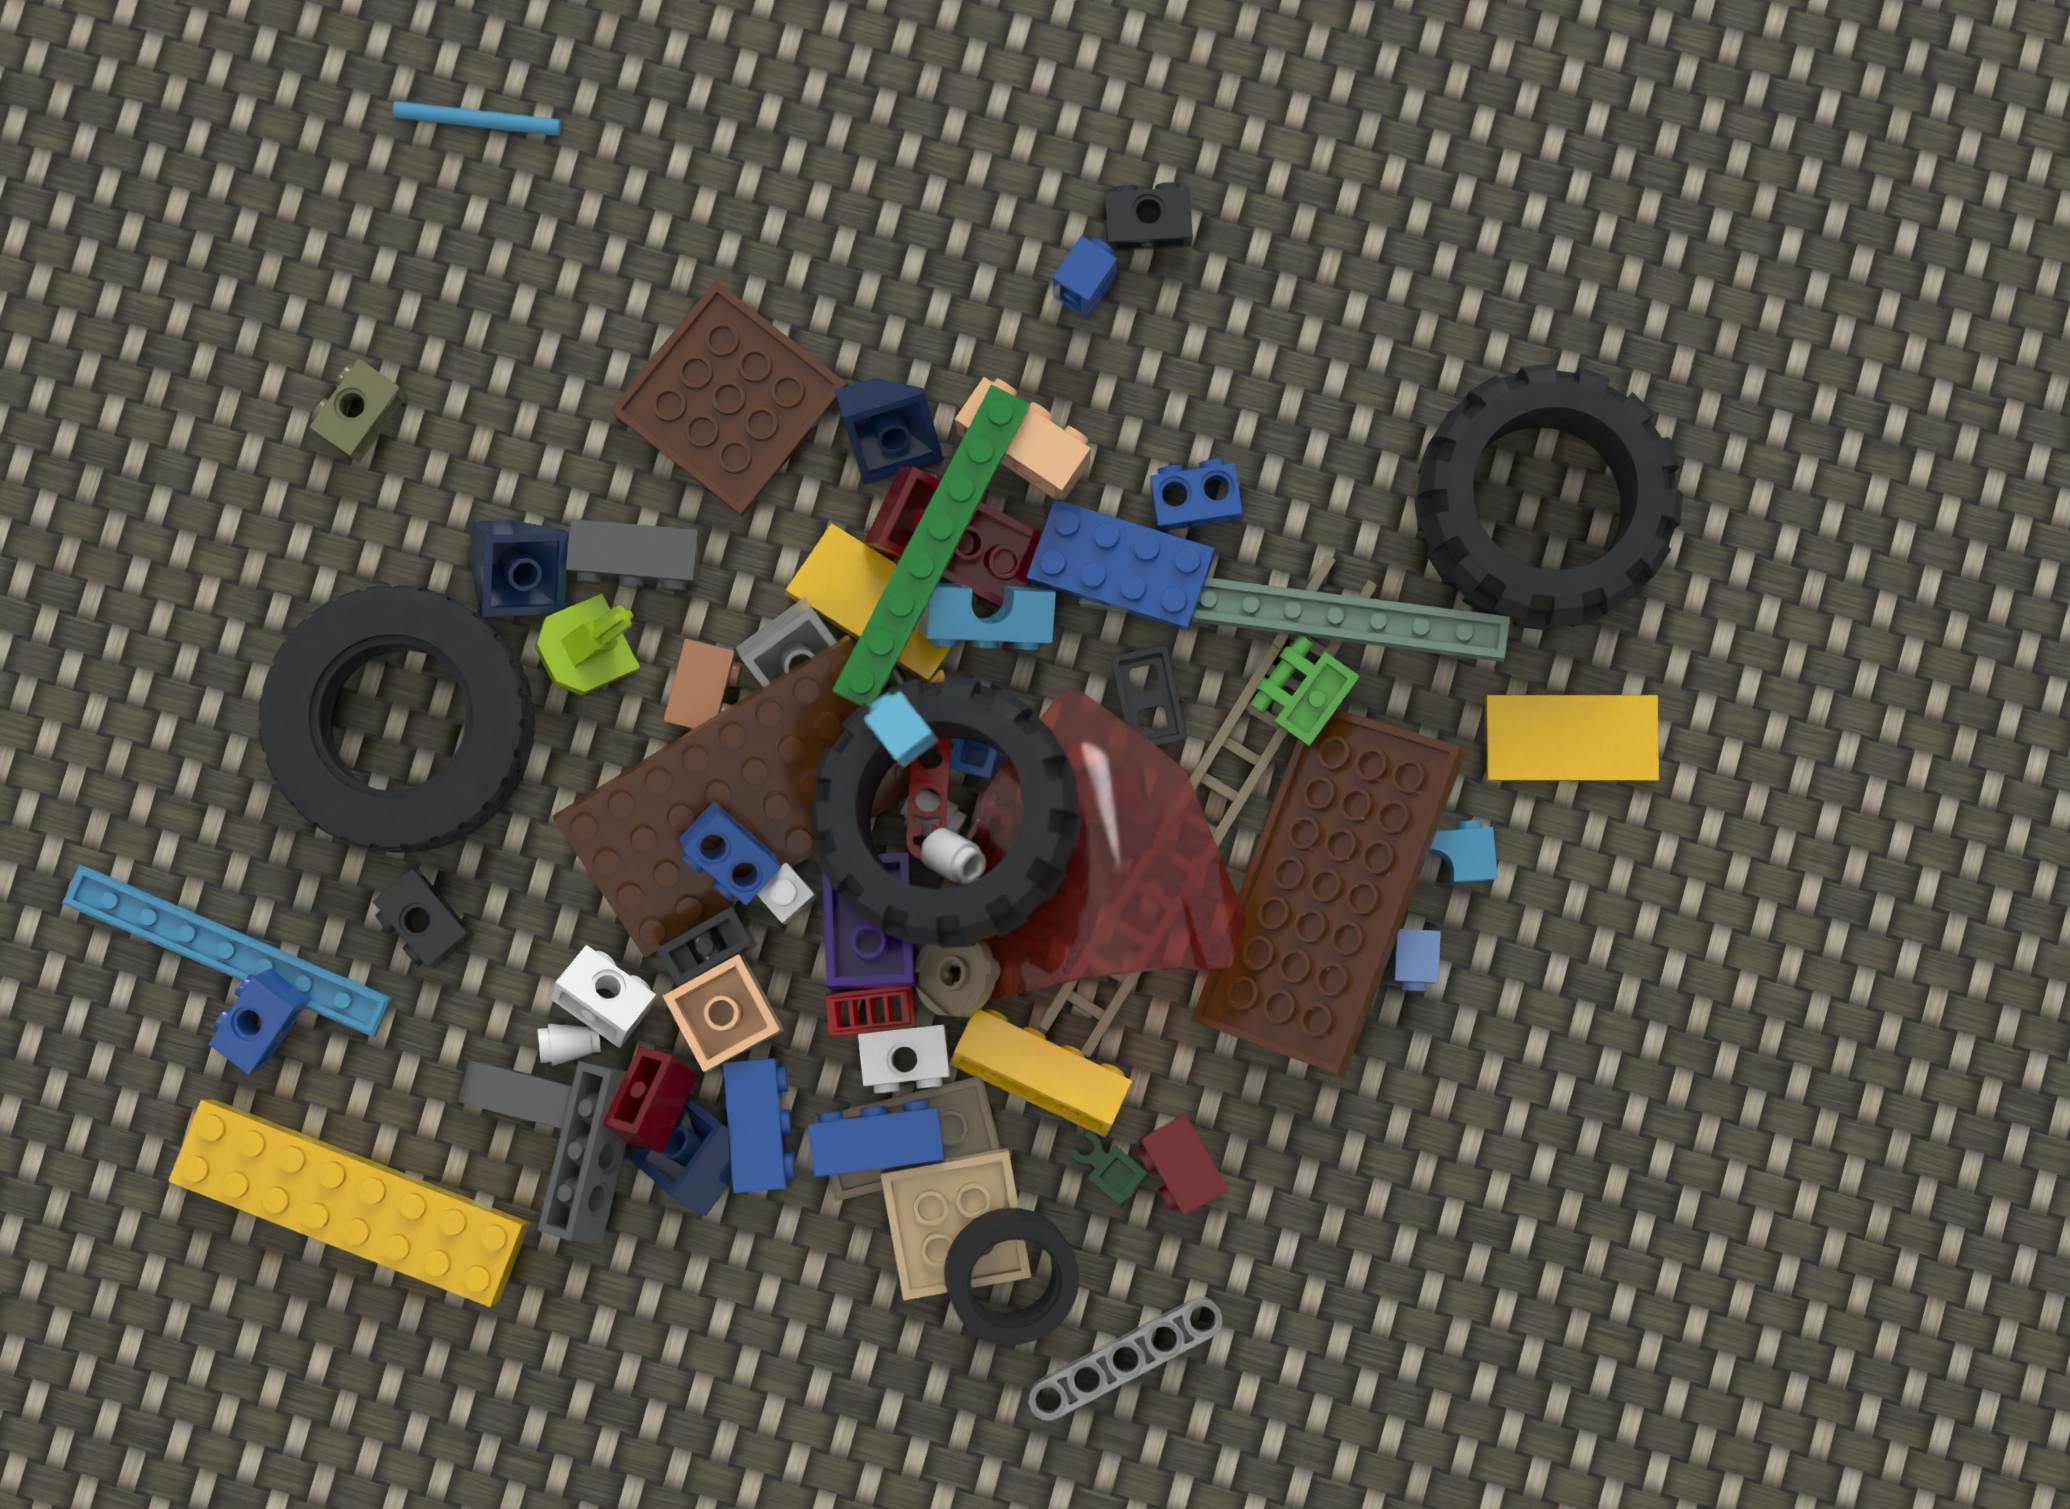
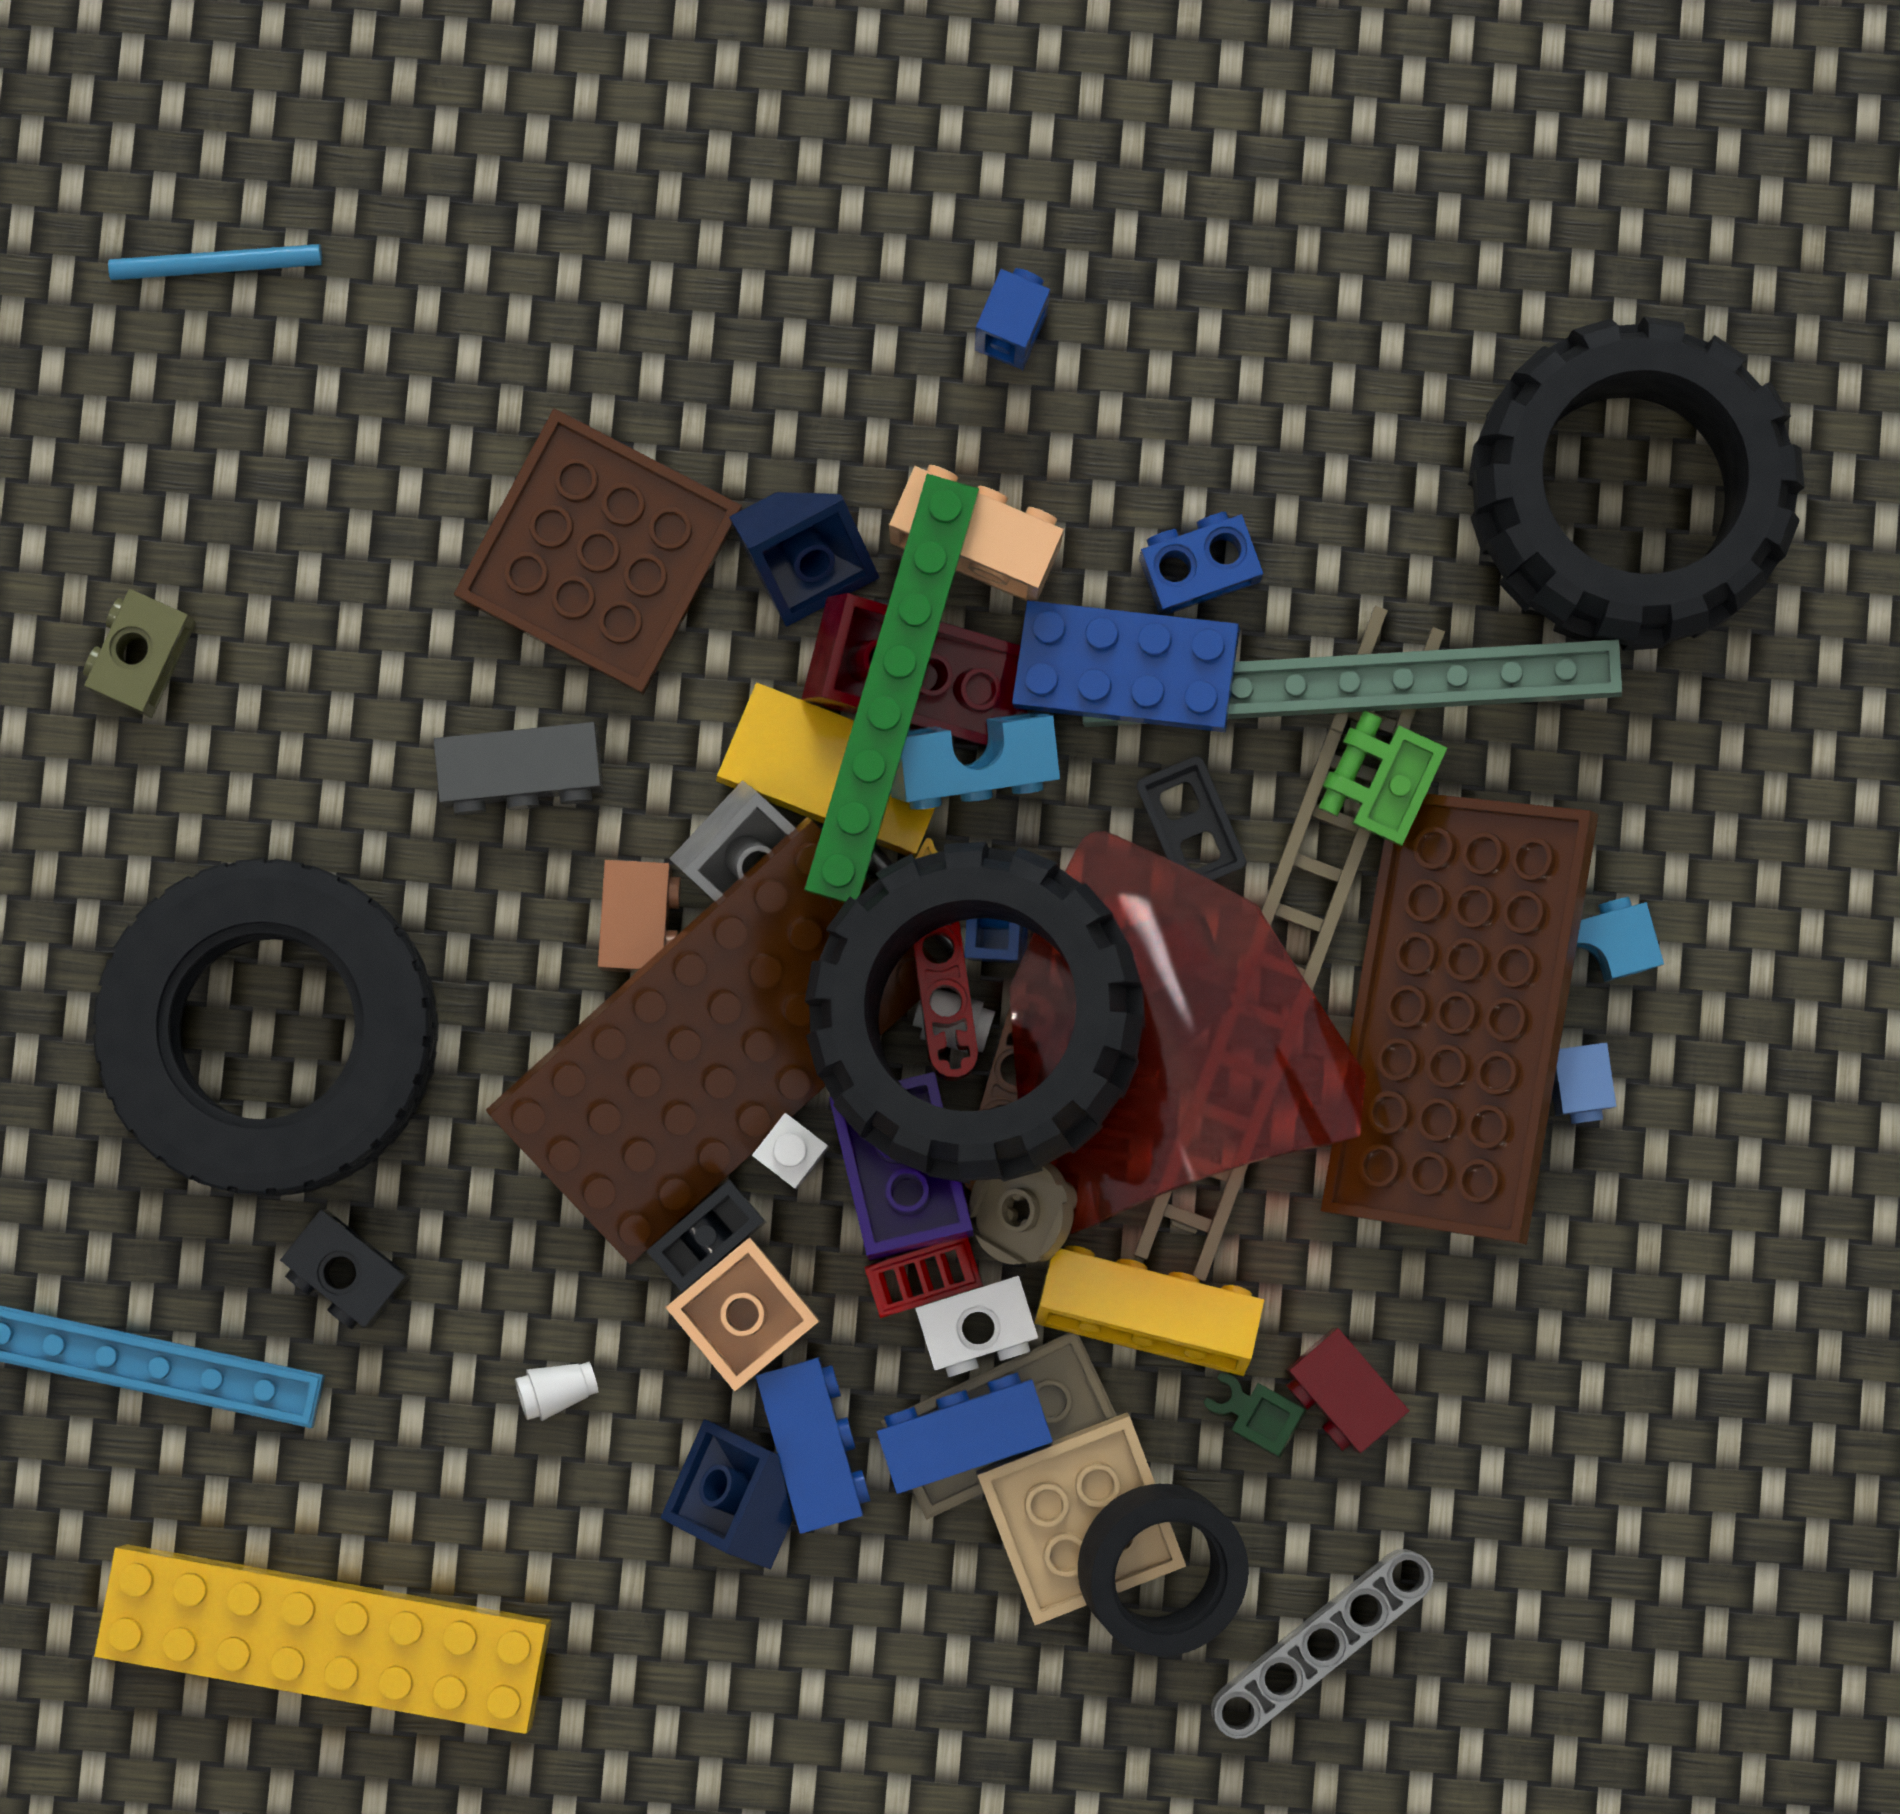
camera: 20 degrees left, 0 degrees up
(278, 1008) = (187, 1413): blue brick -> none
(515, 1093) = (513, 1464): dark grey beam -> none
(518, 568) = (379, 811): dark blue slope -> none
(585, 1159) = (611, 1519): dark grey brick -> none
(586, 645) = (482, 891): lime piece -> none
(611, 1017) = (601, 1347): white brick -> none
(650, 1099) = (673, 1438): dark red brick -> none
(736, 847) = (719, 1107): blue brick -> none
(900, 728) = (904, 919): medium azure brick -> none
(953, 856) = (994, 1066): white brick -> none
(1128, 233) = (1053, 253): black brick -> none
(1572, 738) = (1719, 774): yellow tile -> none

